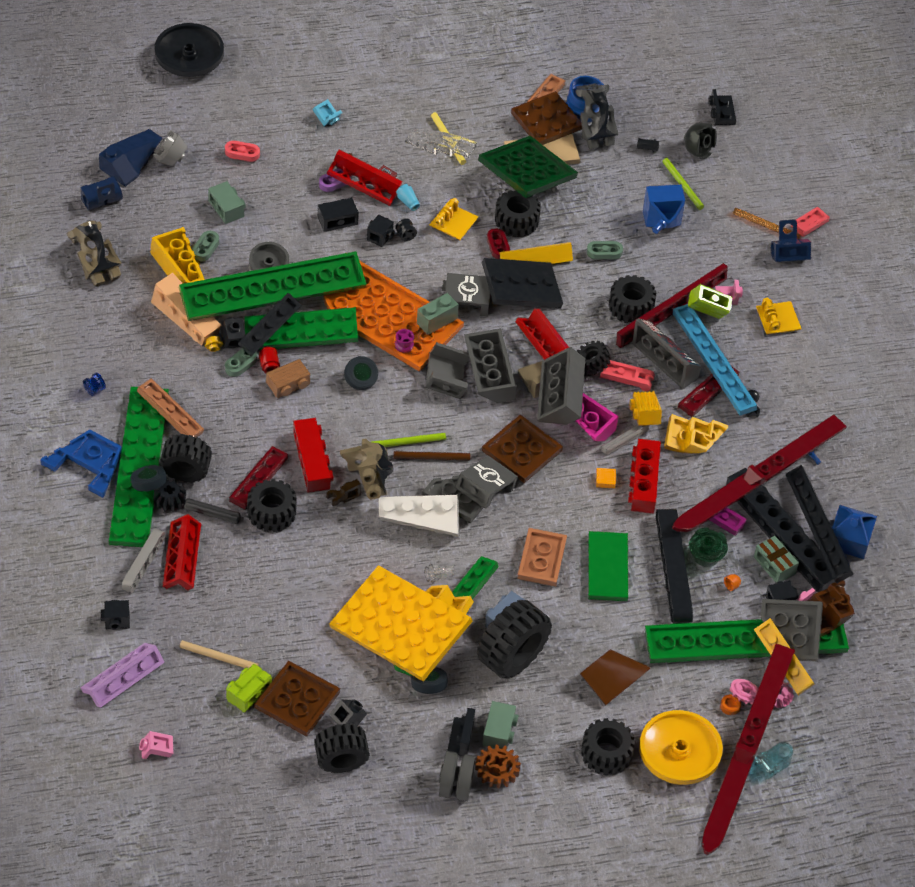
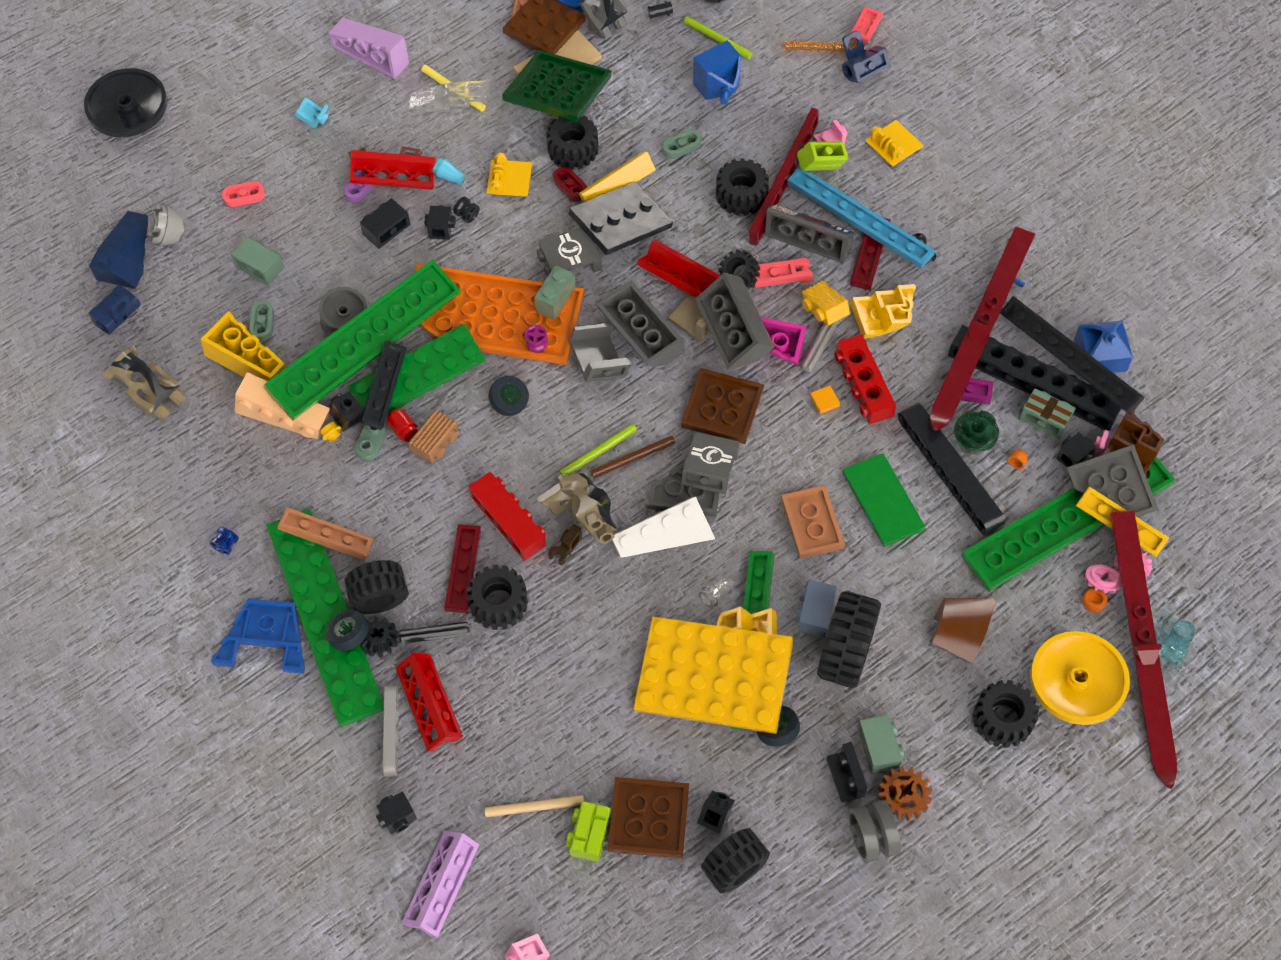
camera: 20 degrees left, 10 degrees up
(400, 82) = (371, 45): none -> lavender wedge

